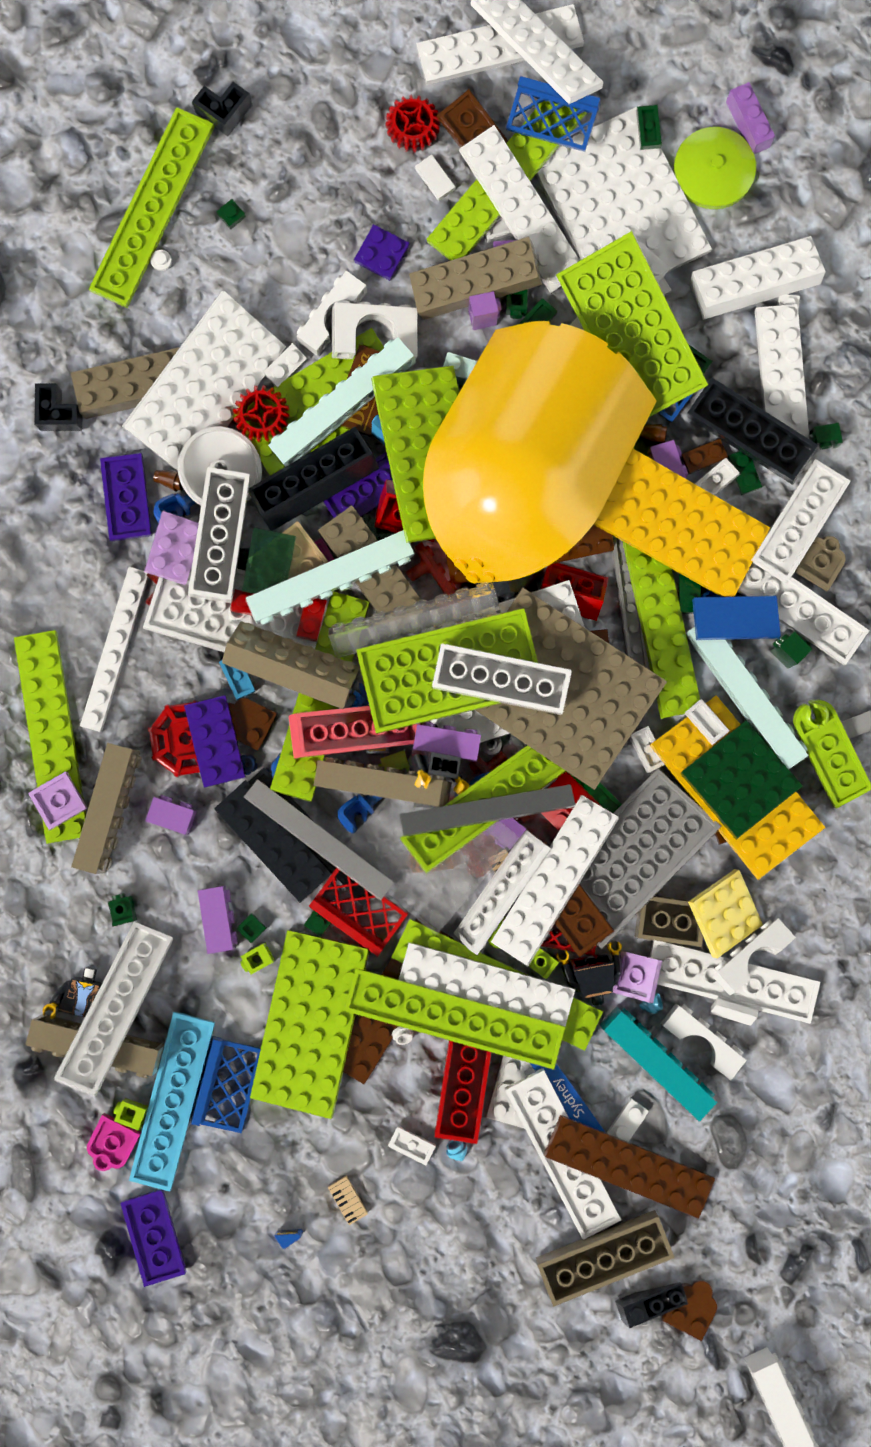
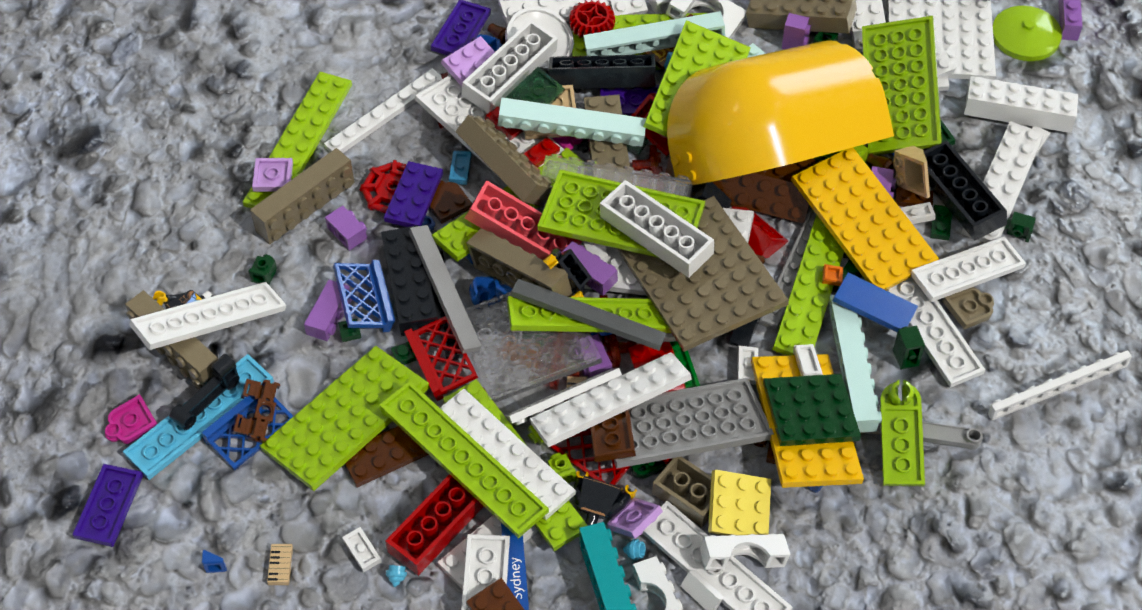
camera: 30 degrees right, 30 degrees down
(123, 1117) = (160, 404): lime brick -> none
(171, 1059) = (224, 377): none -> black piece
(224, 1051) = (257, 426): none -> reddish brown piece
(250, 965) = (338, 350): lime brick -> none
(252, 872) = (378, 295): none -> blue fence
(402, 1035) = (413, 463): white plate -> none
(677, 604) = (832, 275): none -> orange tile
(697, 436) = (912, 170): none -> tan slope

